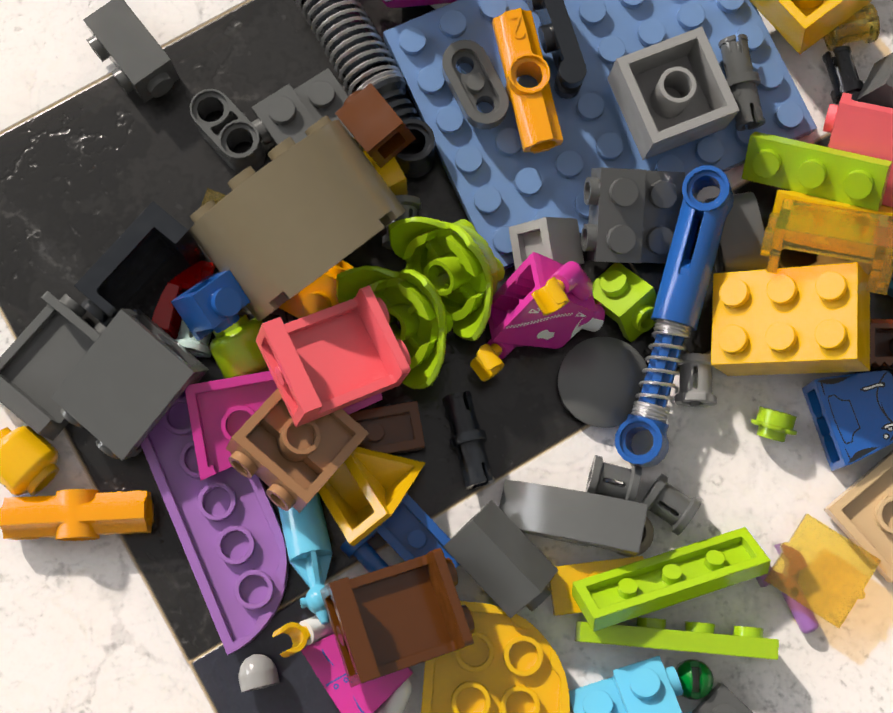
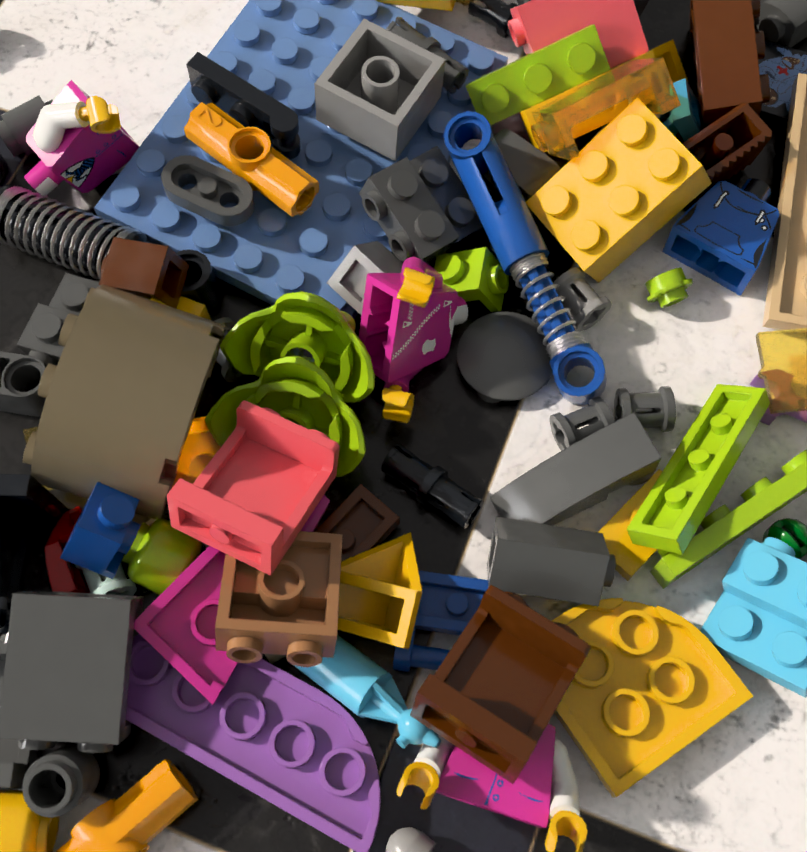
camera: 35 degrees left, 10 degrees down
(71, 454) = (60, 781): none -> dark grey brick

